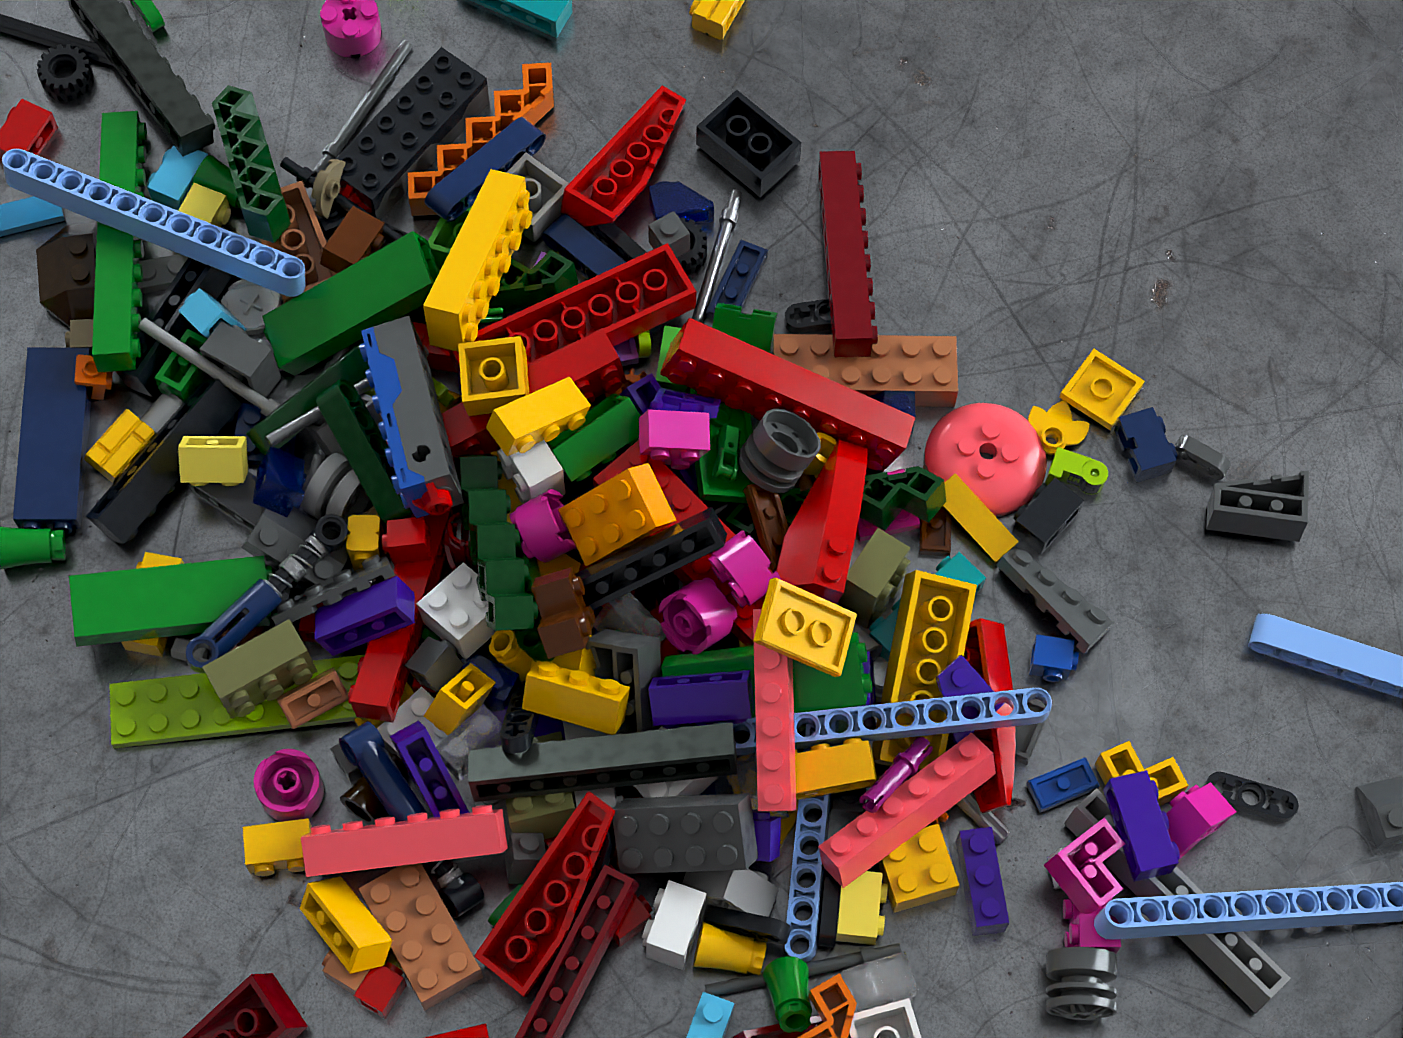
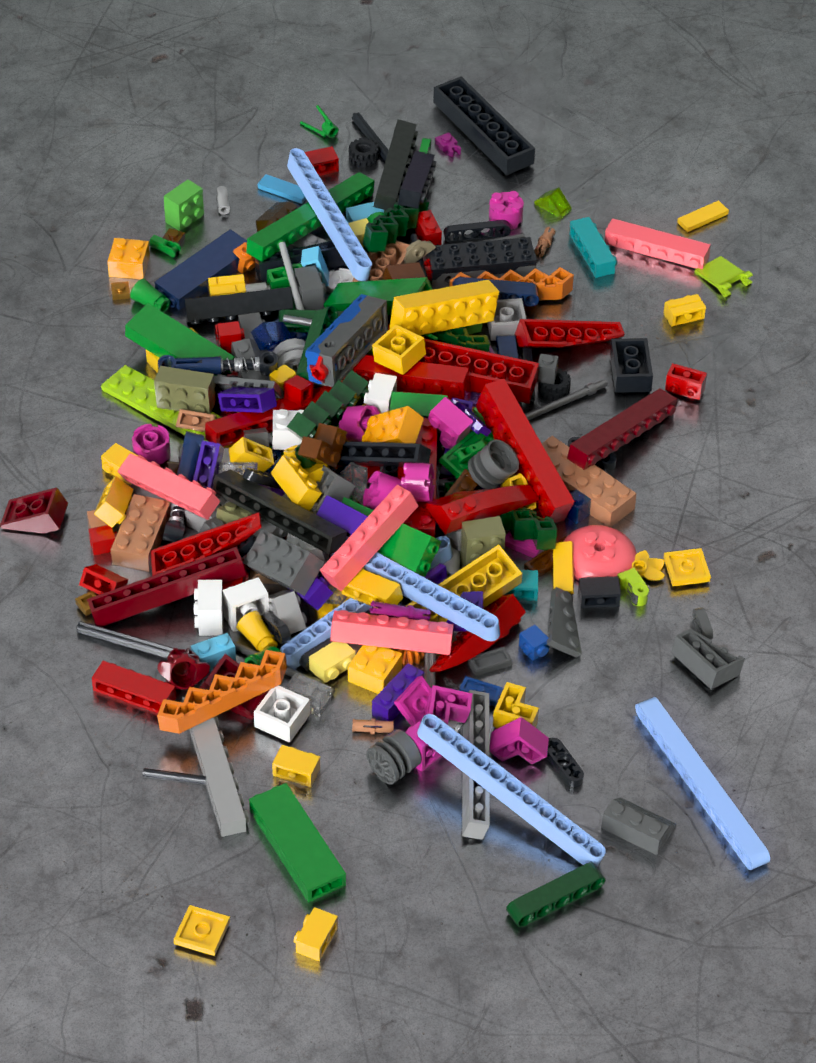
camera: 45 degrees right, 20 degrees down
(201, 69) = (417, 179): none -> black brick
(212, 526) = (228, 333): none -> red brick
(213, 460) = (253, 309): light yellow brick -> none
(287, 134) = (428, 228): none -> red brick
(344, 85) = (476, 228): none -> black beam
(442, 30) = (544, 241): none -> nougat pin
(538, 417) = (398, 372): yellow brick -> none
(637, 972) = (209, 607): none -> white brick
(677, 197) = (573, 365): clear blue slope -> none
(738, 276) = (564, 415): dark blue tile -> none
(751, 328) = (544, 425): green brick -> none
(805, 627) = (411, 507): yellow tile -> none
(835, 115) = (685, 381): none -> red brick
(996, 953) = (358, 726): none -> nougat pin
(1024, 876) = (413, 701): none -> dark pink plate
(1141, 825) = (487, 713): dark purple brick -> none
(1146, 440) = (680, 603): dark blue brick -> none

